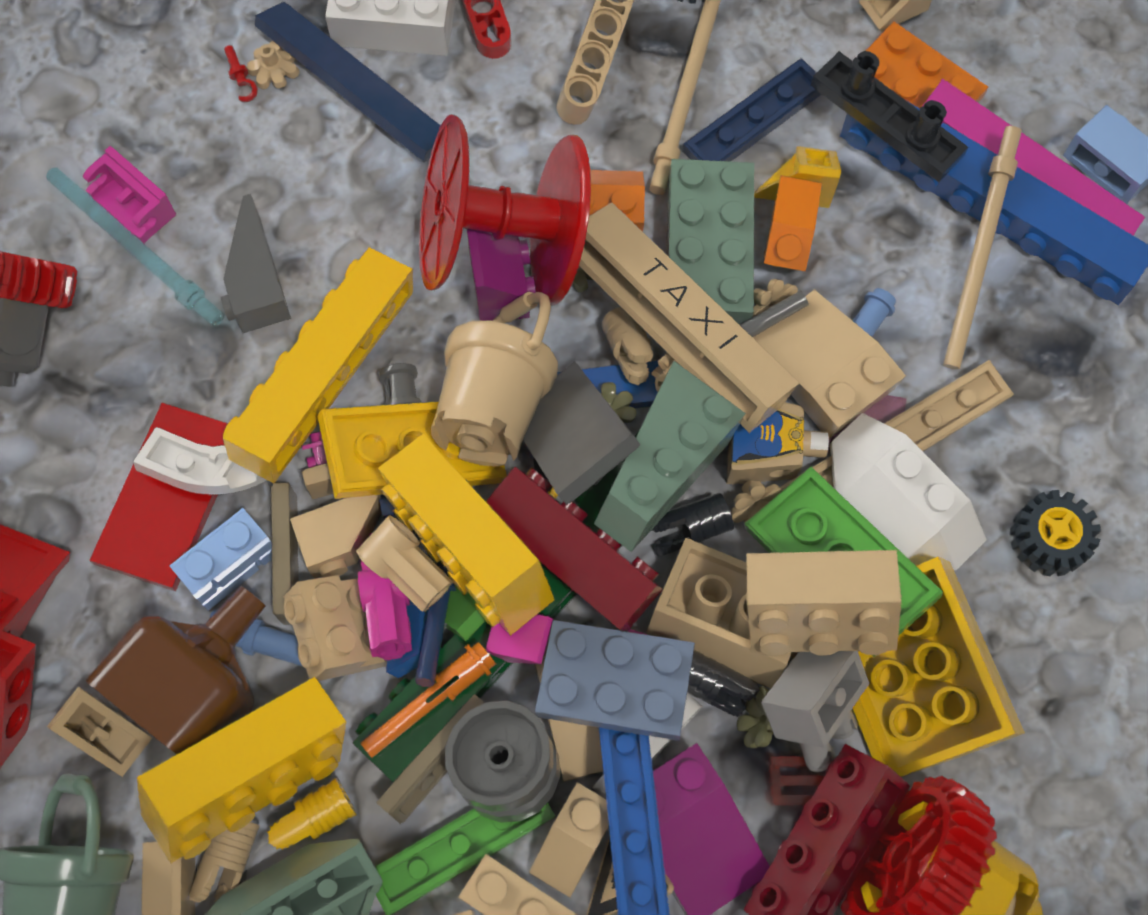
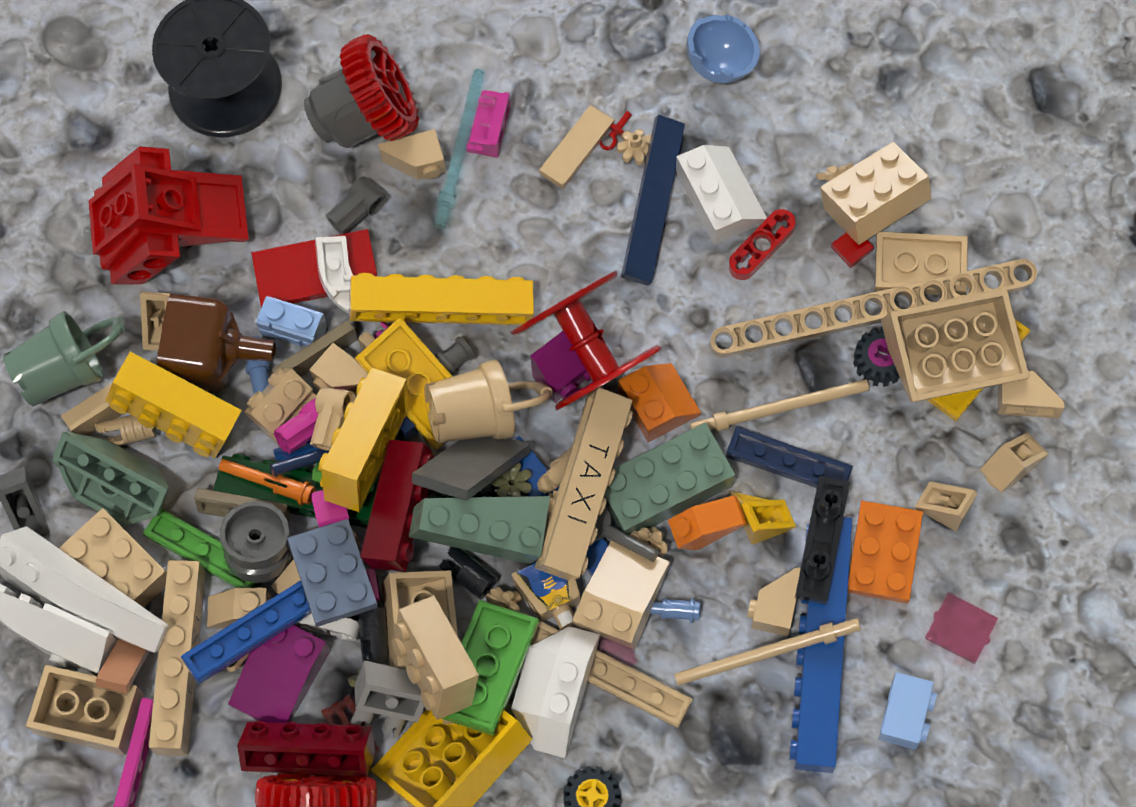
camera: 65 degrees right, 0 degrees up
(106, 296) = (415, 155): none -> tan slope
(119, 391) = (361, 200): none -> dark grey piece
(228, 124) = (576, 147): none -> tan tile
(251, 276) = (479, 226): dark grey slope -> none
(313, 816) = (175, 461): yellow hinge -> none
(923, 211) = (775, 605): none -> tan slope
(987, 129) = (859, 658): dark pink tile -> none
(1041, 61) = (961, 628): none -> clear pink piece

